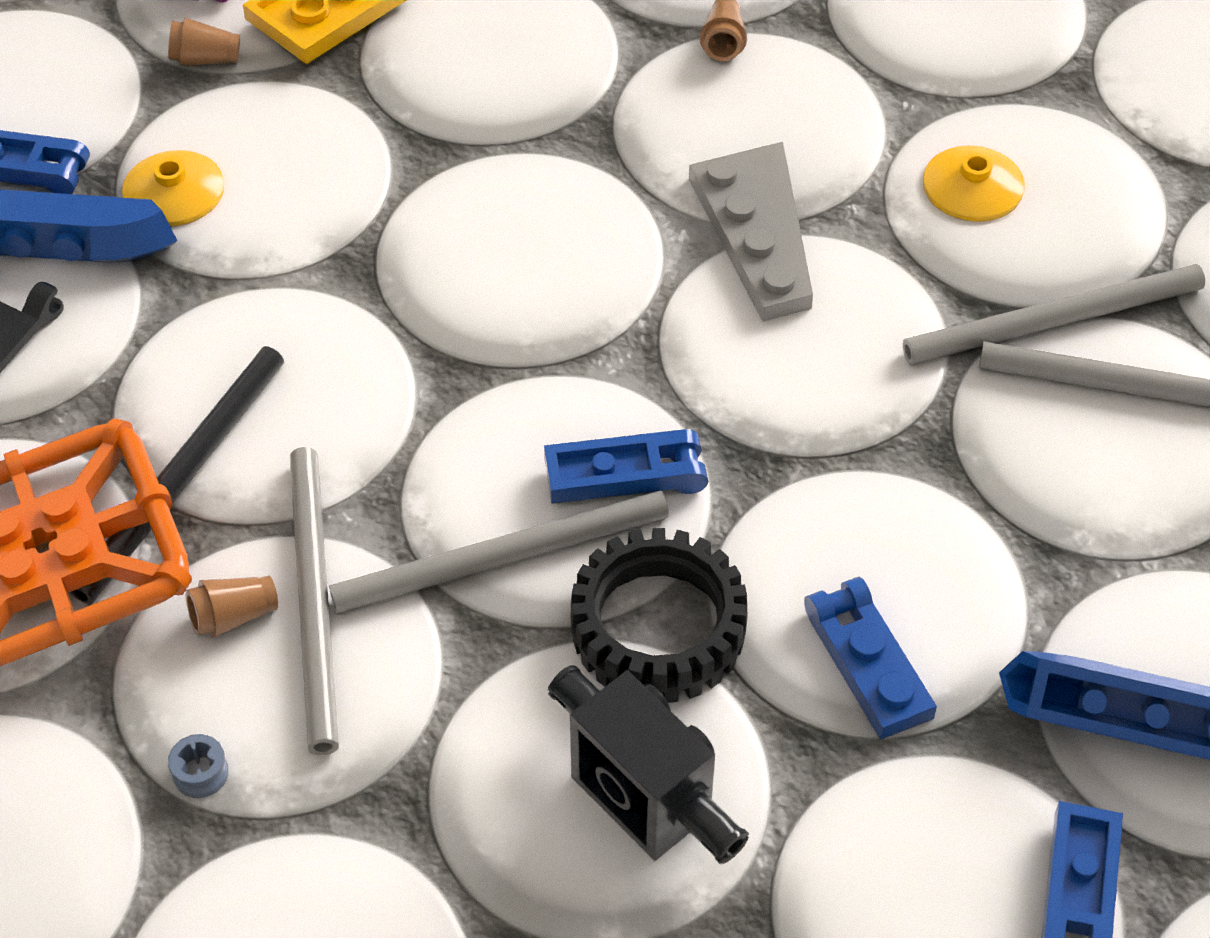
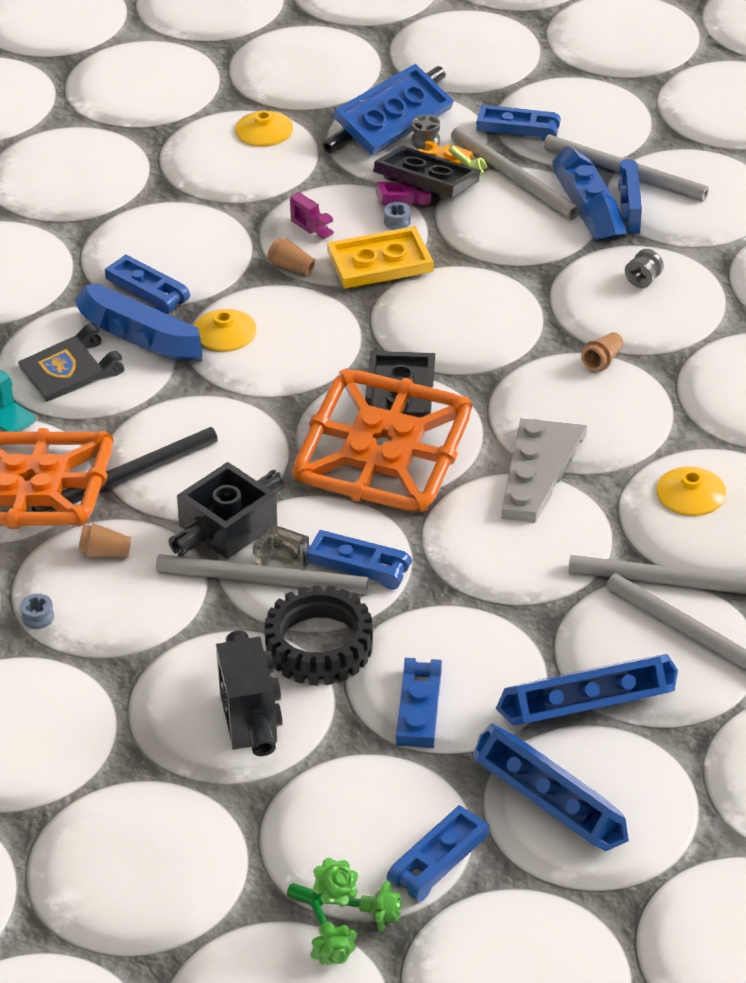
camera: 30 degrees right, 10 degrees down
(313, 603) = (139, 571): light grey piece -> none
(391, 474) = (226, 510): none -> black brick
(495, 184) = (400, 365): none -> black plate
(508, 493) = (283, 546): none -> clear smoke bracket
(516, 299) = (390, 458): none -> orange plate
(1086, 537) = (588, 689): none -> blue brick

